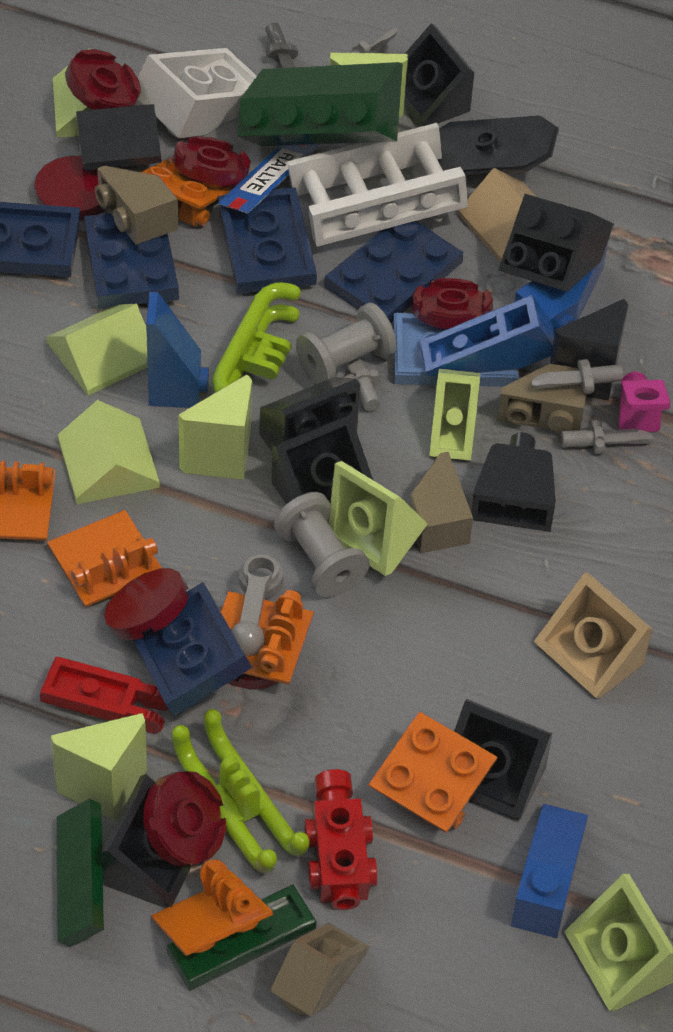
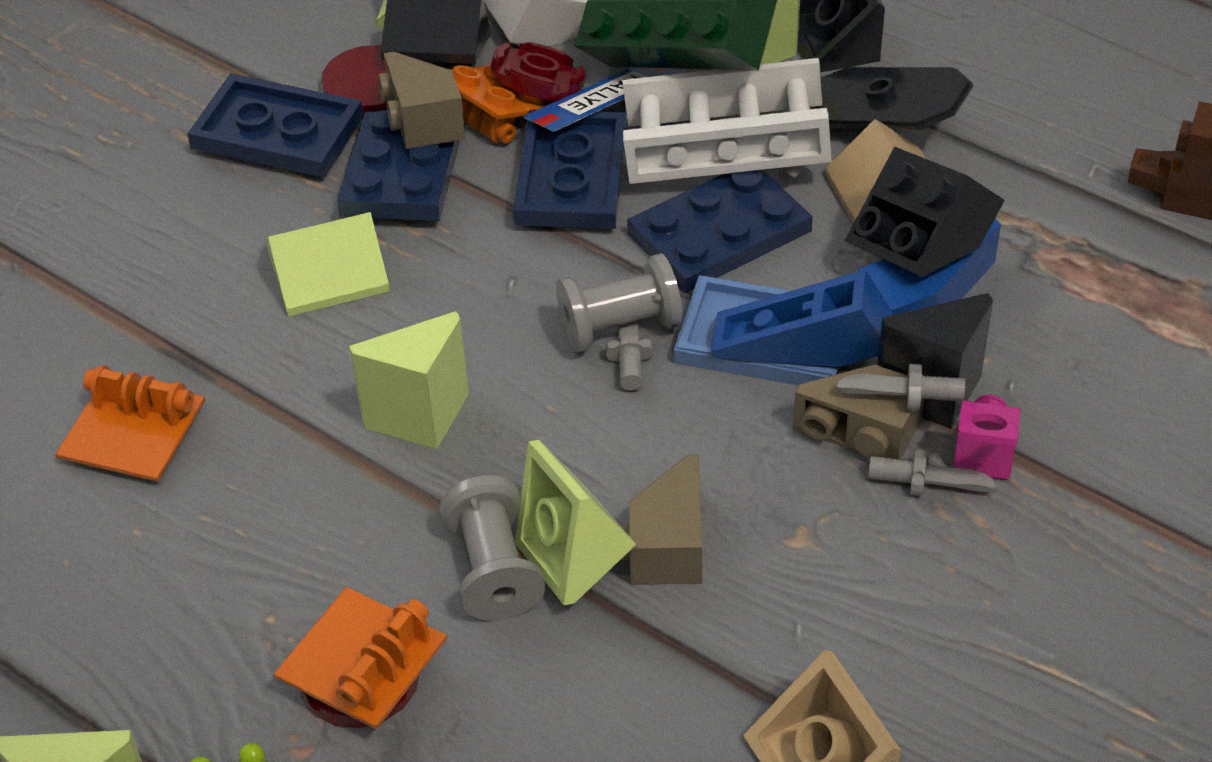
camera: 20 degrees right, 5 degrees down
(101, 693) = (135, 694): red hinge -> none
(104, 556) = (217, 517): orange hinge -> none
(106, 454) = (277, 388): yellowish green slope -> none
(146, 603) = (233, 584): dark red tile -> none
(172, 359) = (380, 272): blue slope -> none
(192, 653) = (255, 656): dark blue plate -> none
(253, 348) = (509, 291): lime piece -> none
(256, 589) = (341, 648): light grey piece -> none
(309, 409) = (539, 389): black slope -> none
(309, 459) = (502, 427): black slope -> none
(450, 302) = (771, 271): dark red tile -> none
(455, 413) = (732, 409): yellowish green slope -> none
(516, 486) = (781, 516): black torso -> none

